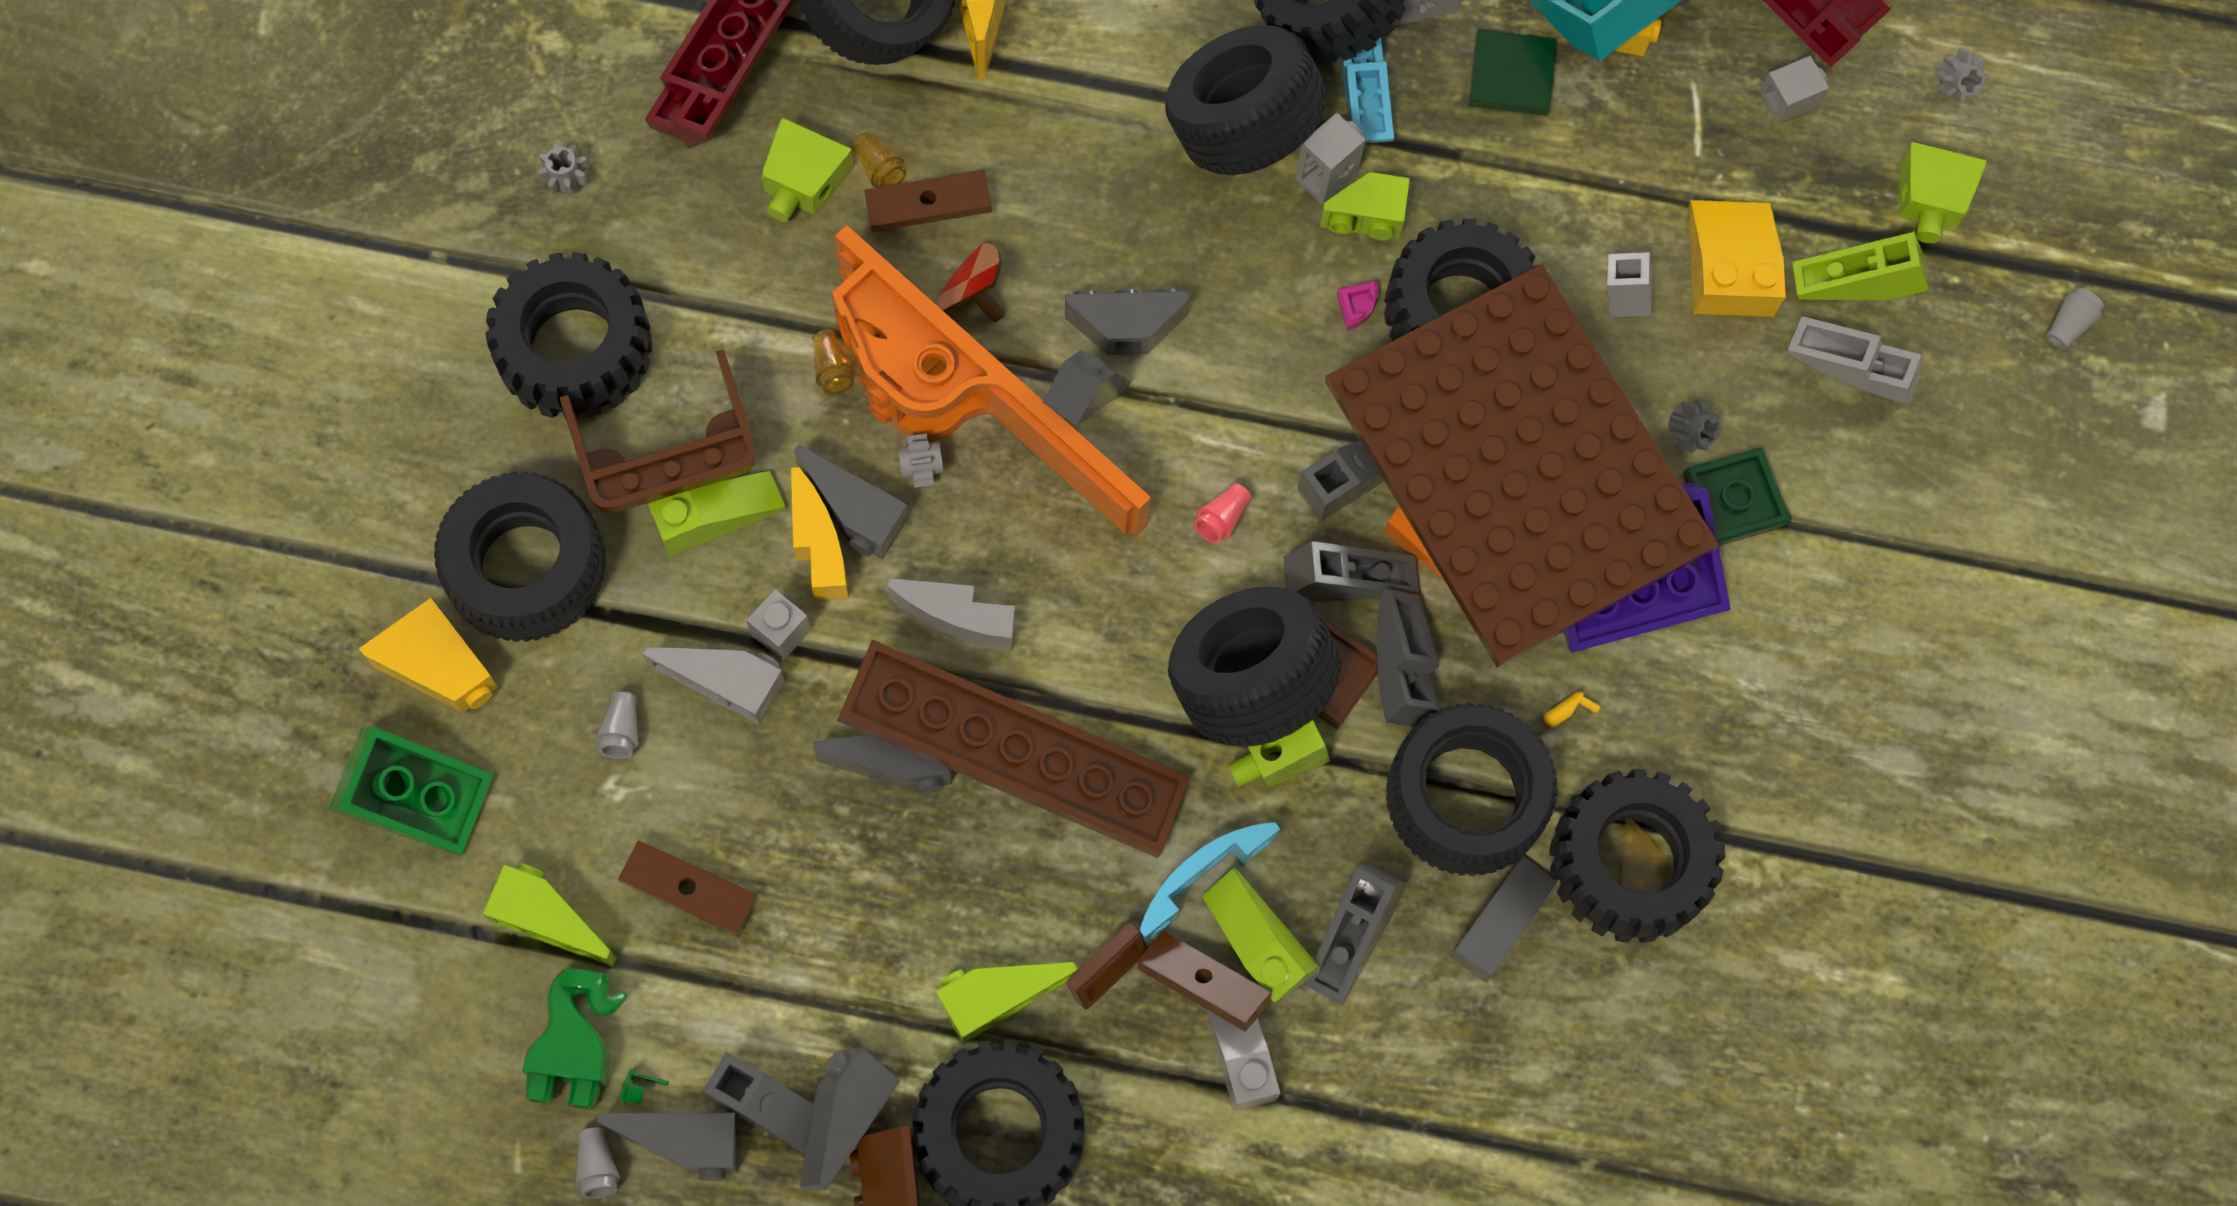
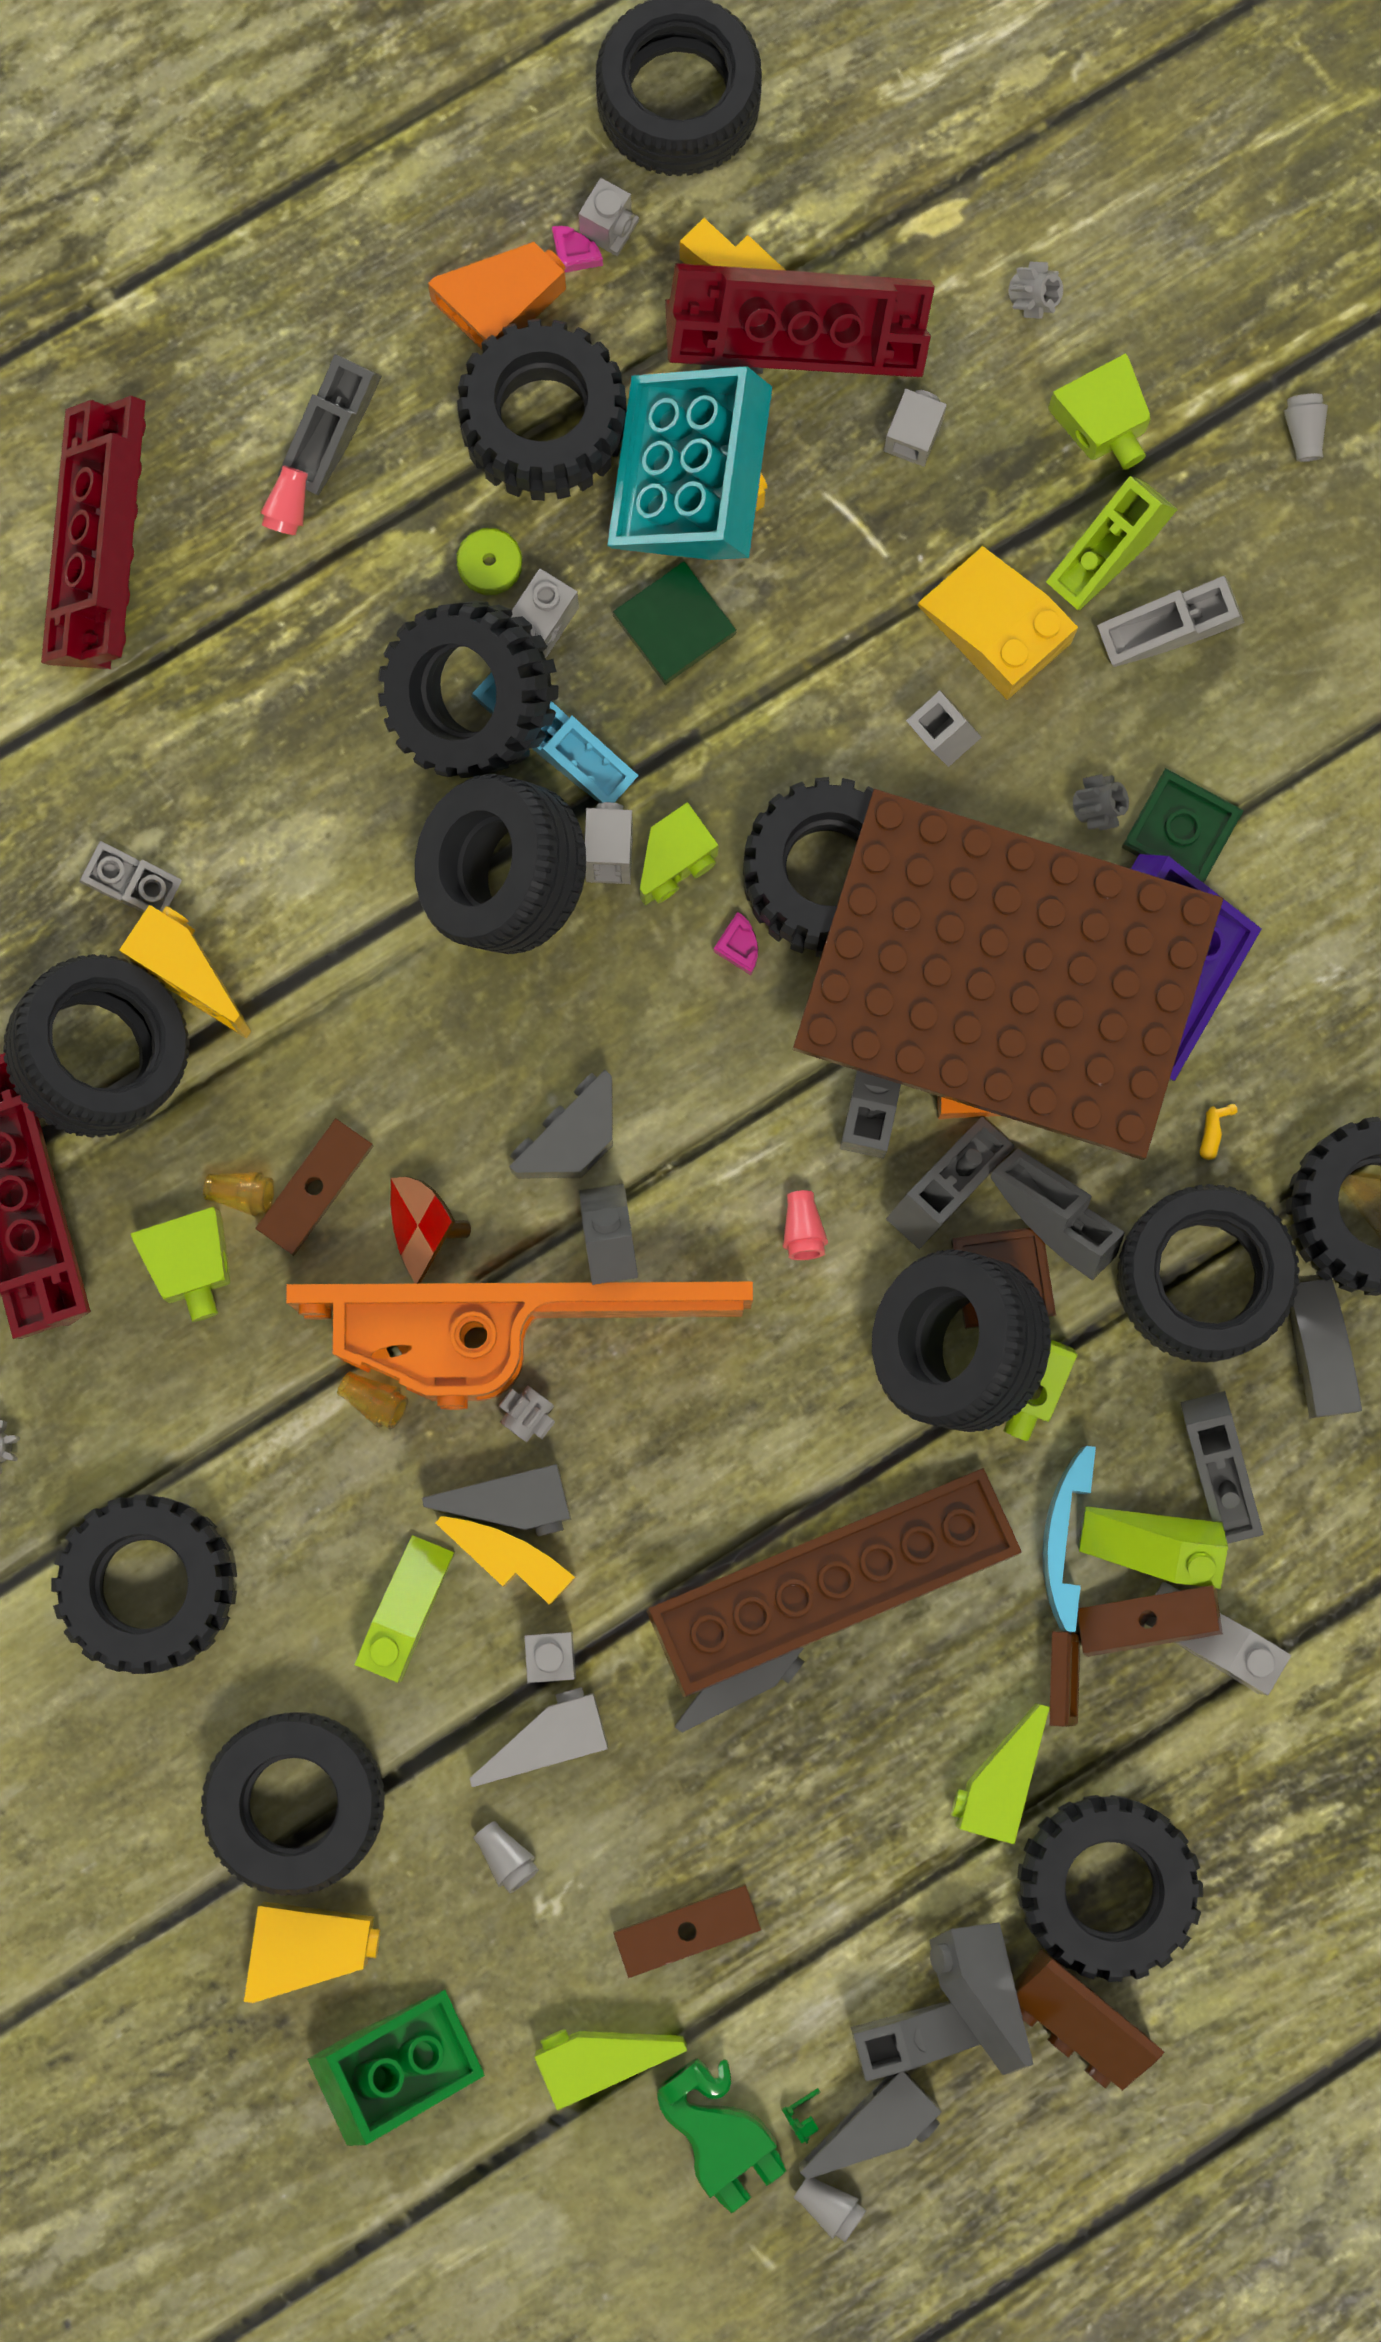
camera: 40 degrees left, 10 degrees up
(627, 484) = (321, 1669): reddish brown windscreen -> none
(954, 612) = (676, 1511): light grey slope -> none

